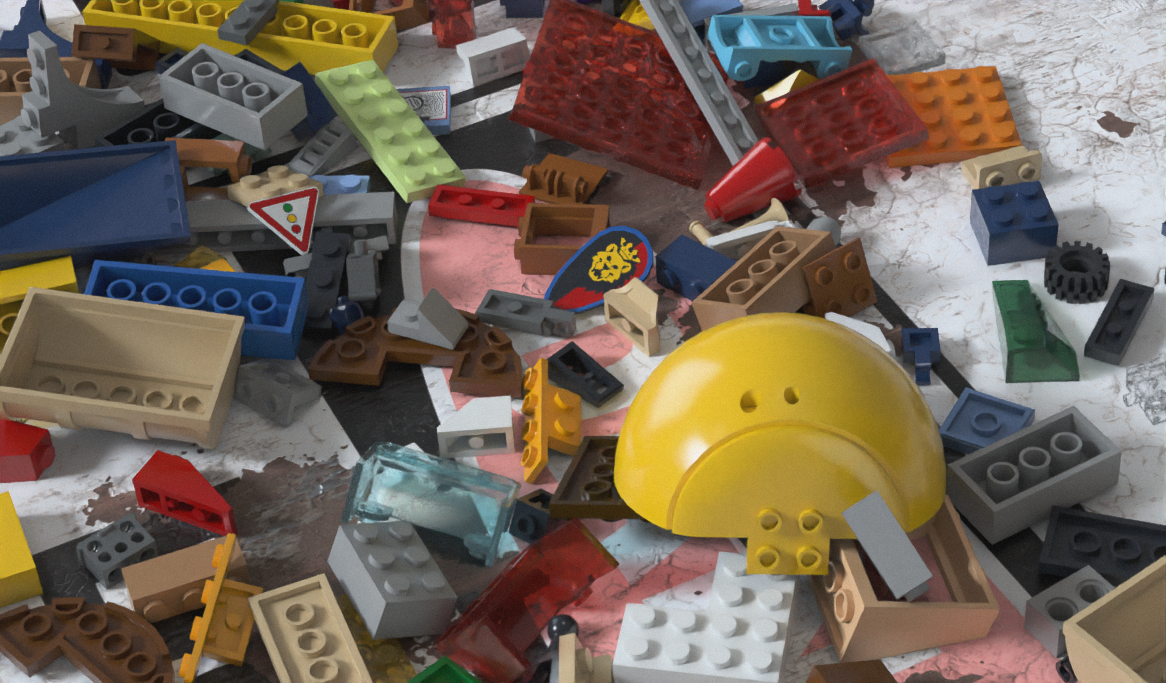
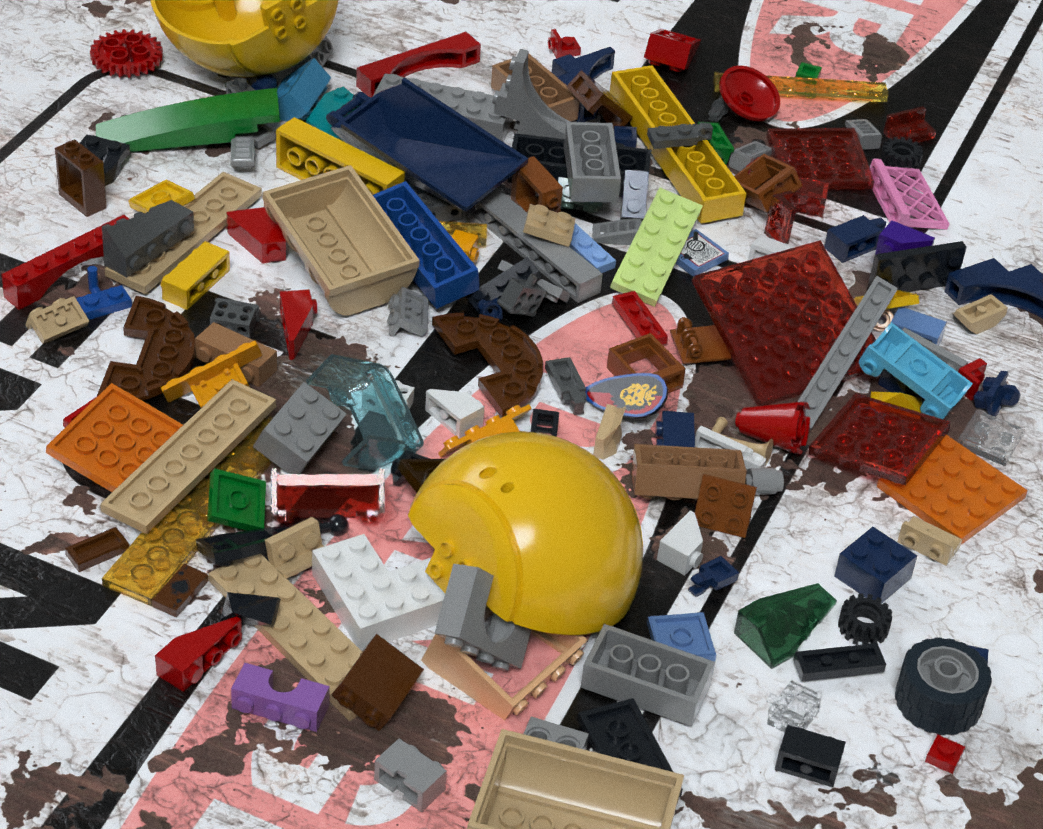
camera: 45 degrees right, 0 degrees up
(289, 216) = (529, 239): piece -> none
(430, 321) = (512, 344): light grey slope -> none

